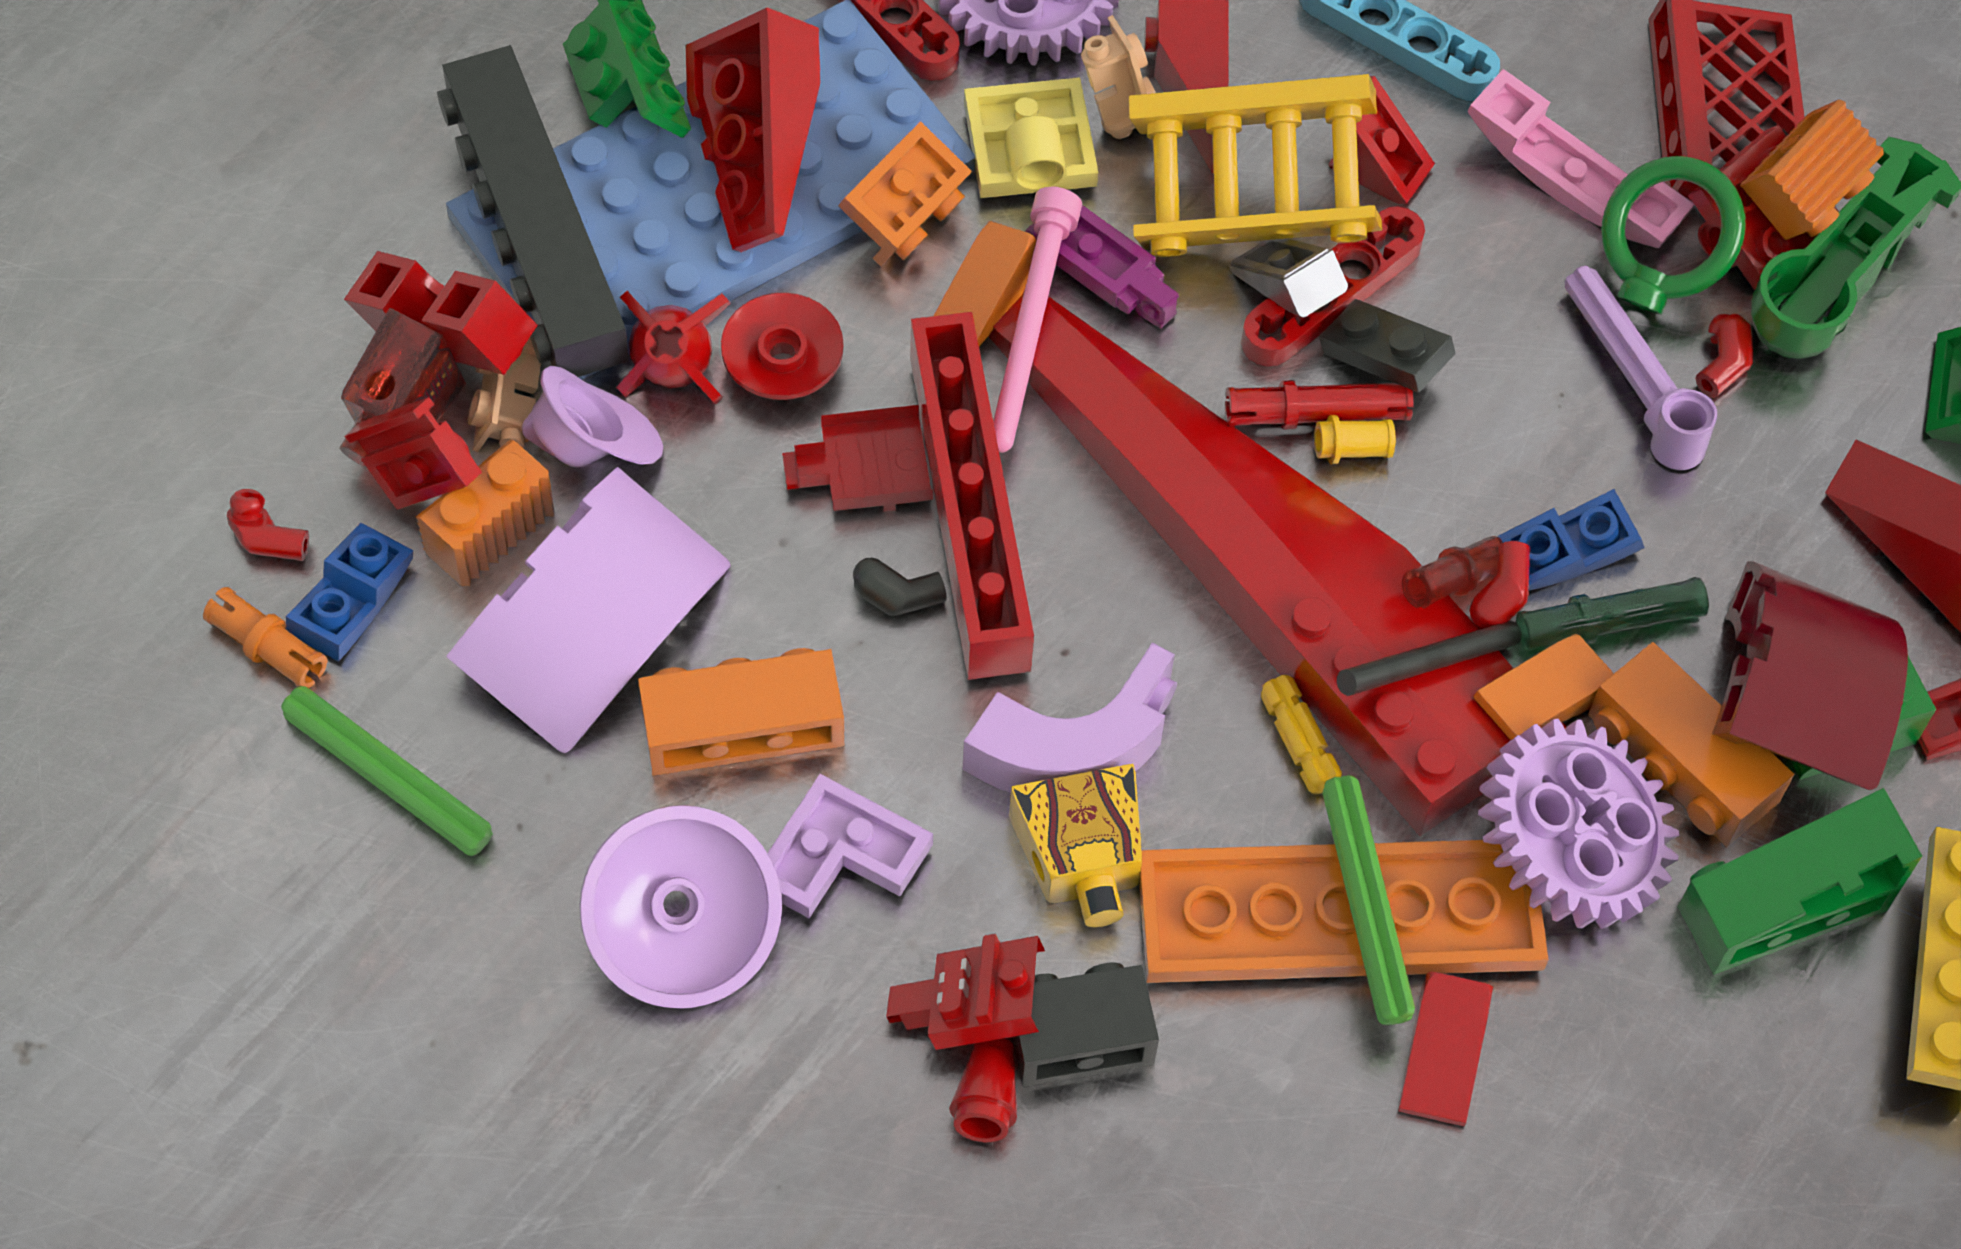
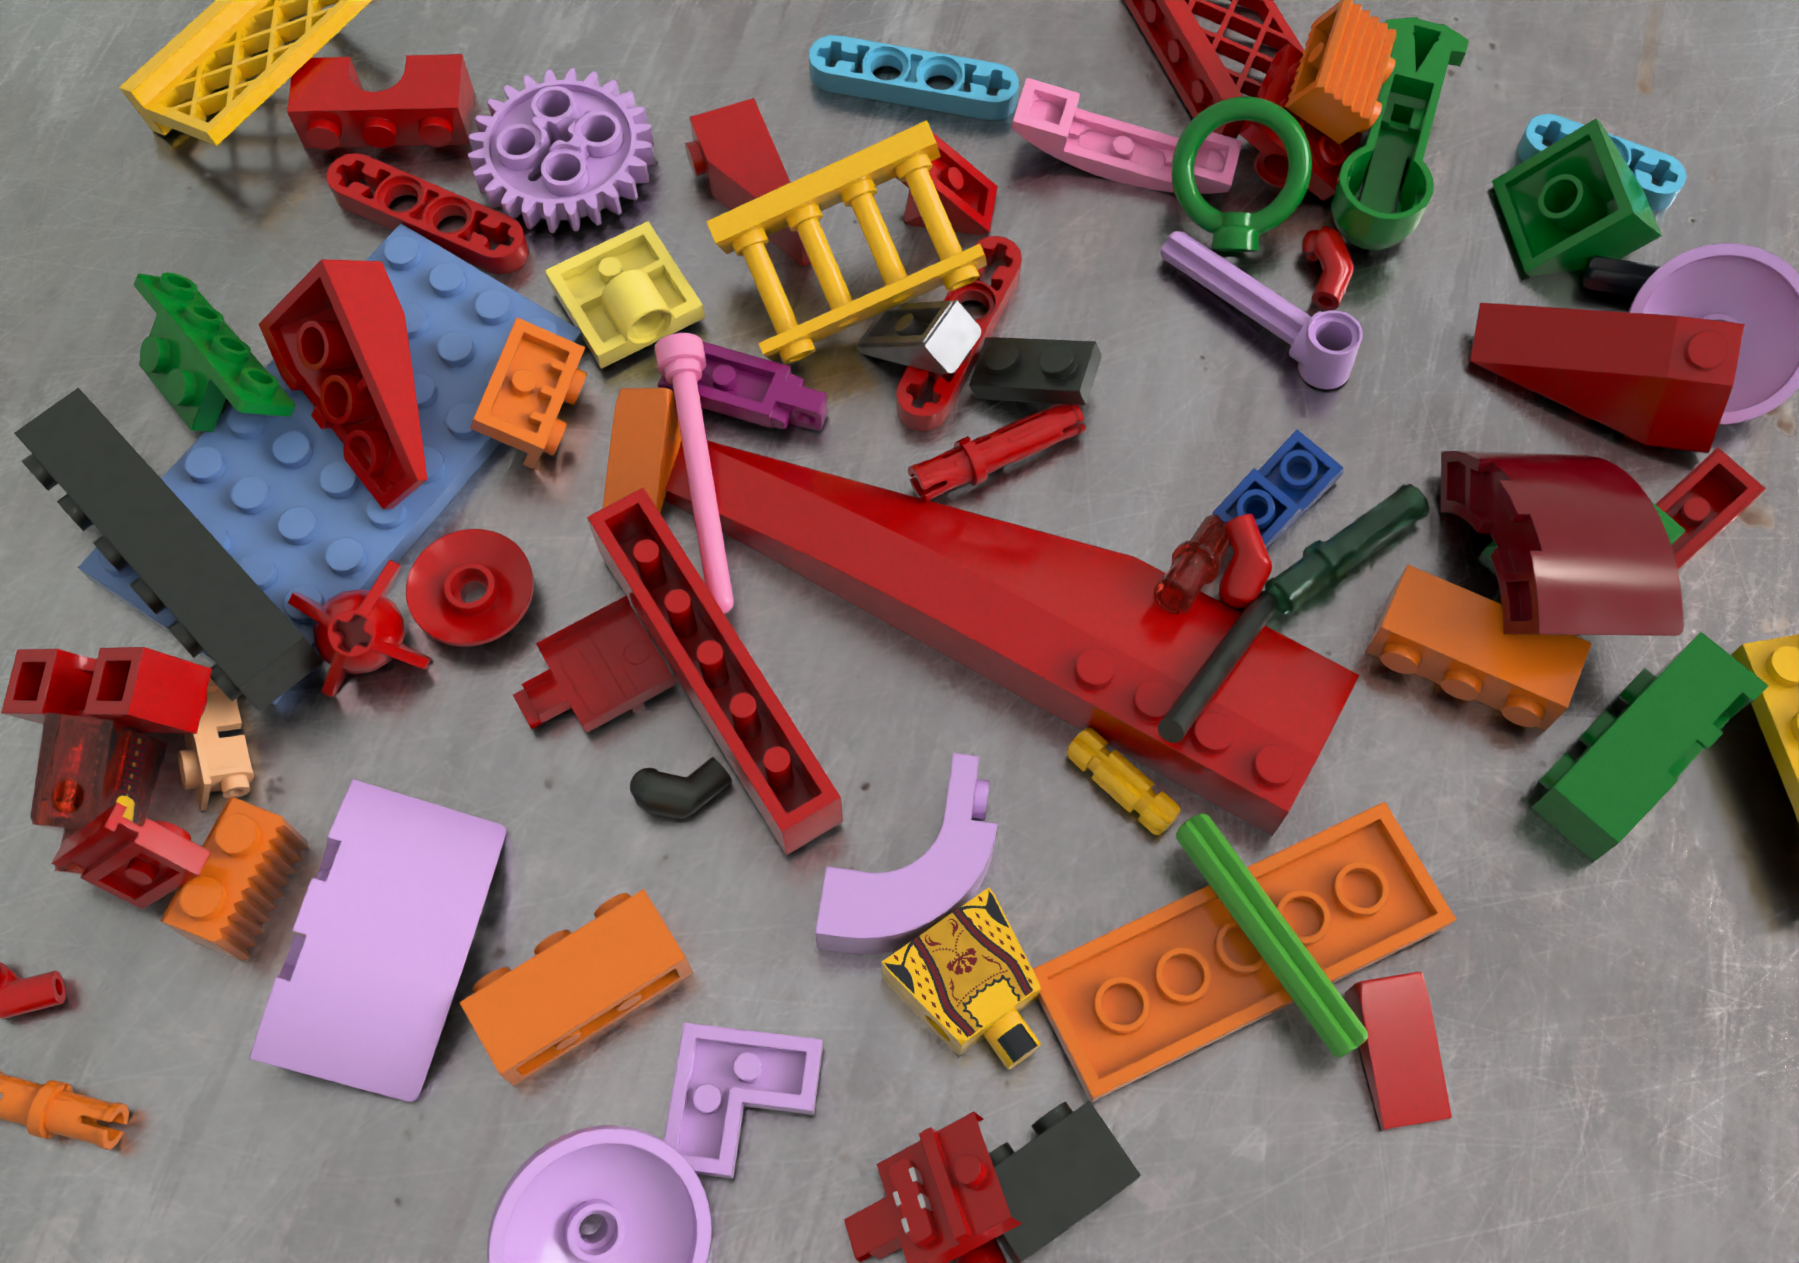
camera: 20 degrees left, 5 degrees up
(352, 592) = (126, 1019): blue slope -> none
(387, 770) = (233, 1203): bright green axle -> none
(587, 423) = (304, 742): lavender piece -> none
(1116, 62) = (681, 194): light nougat hinge -> none
(1354, 439) = (1043, 471): yellow pin -> none
(1545, 687) = (1328, 647): orange slope -> none
(1578, 823) = (1422, 772): lavender gear -> none

